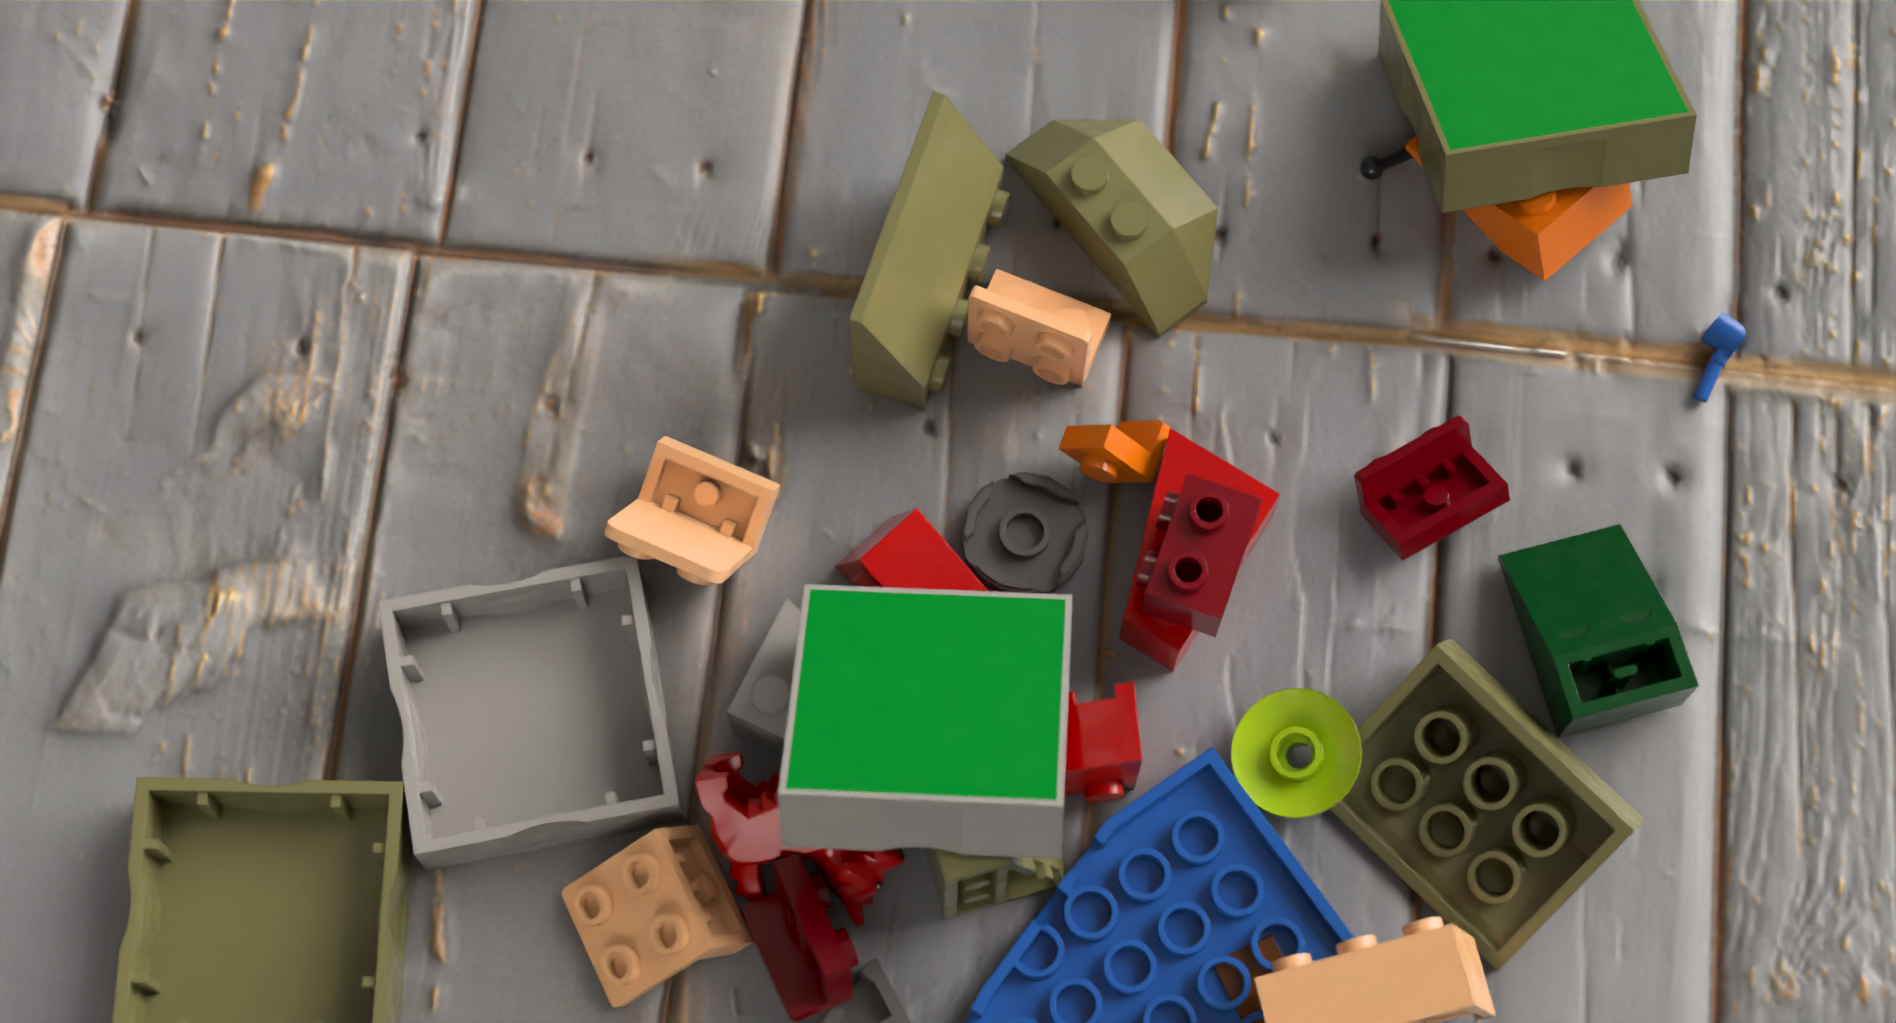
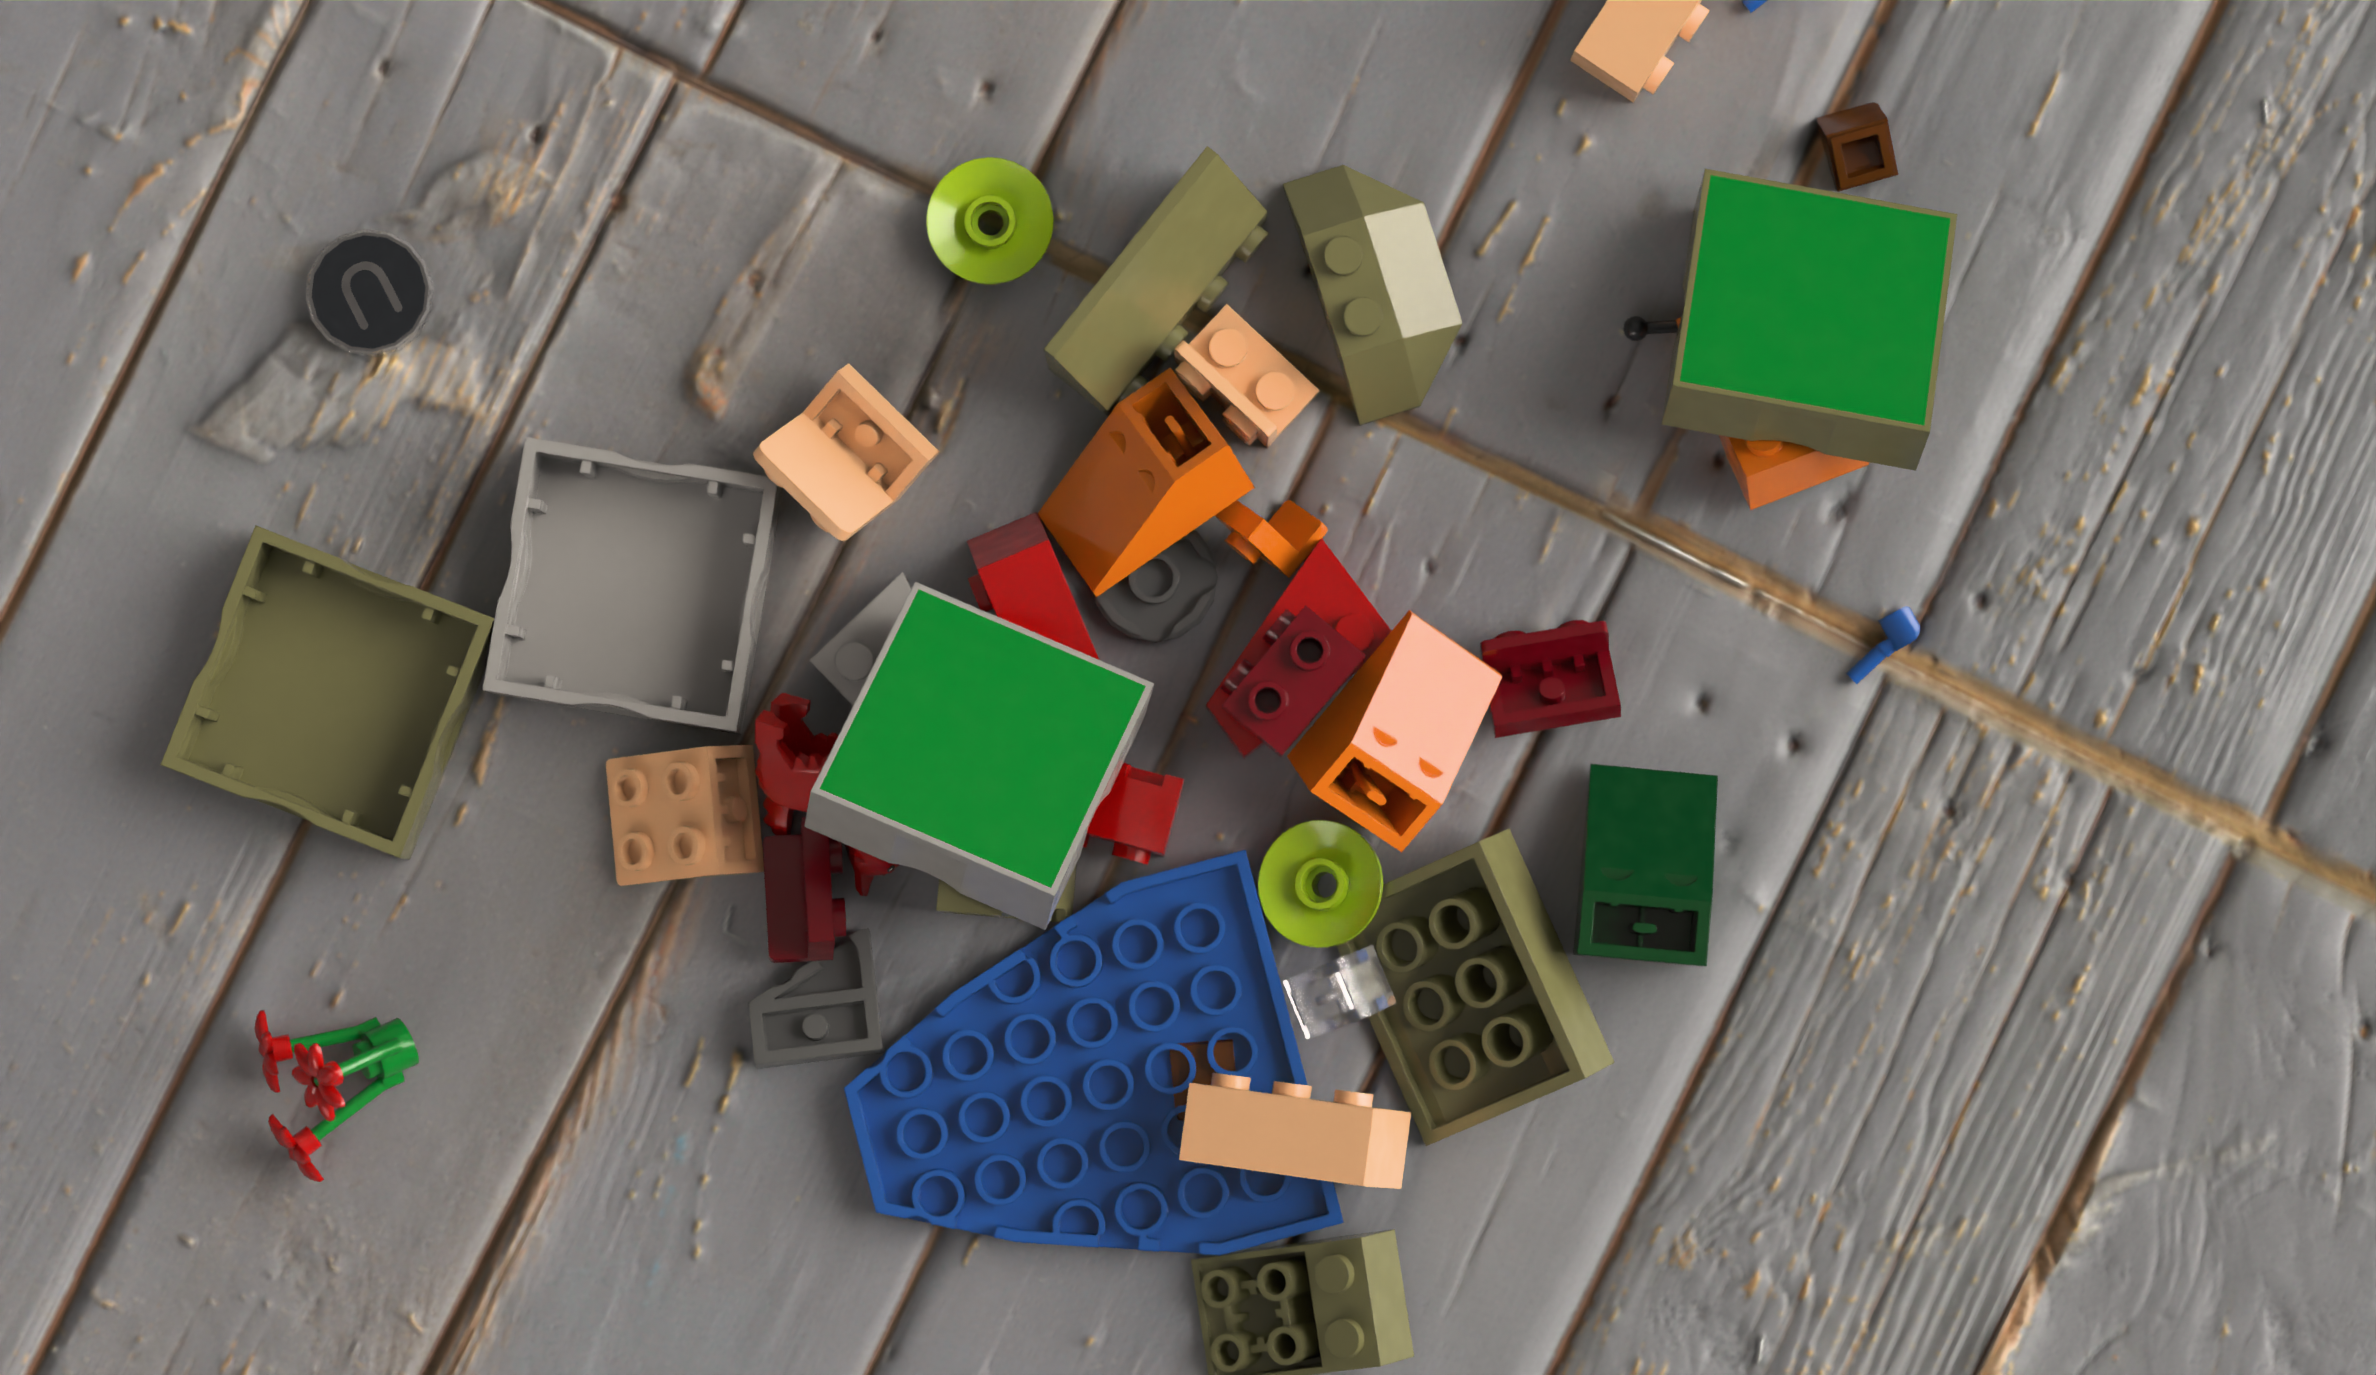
camera: 25 degrees right, 15 degrees up
(186, 537) = (369, 293): none -> black tile
(746, 244) = (985, 188): none -> lime dish
(986, 437) = (1142, 483): none -> orange slope
(1314, 578) = (1398, 731): none -> slope
(1354, 850) = (1340, 992): none -> clear slope

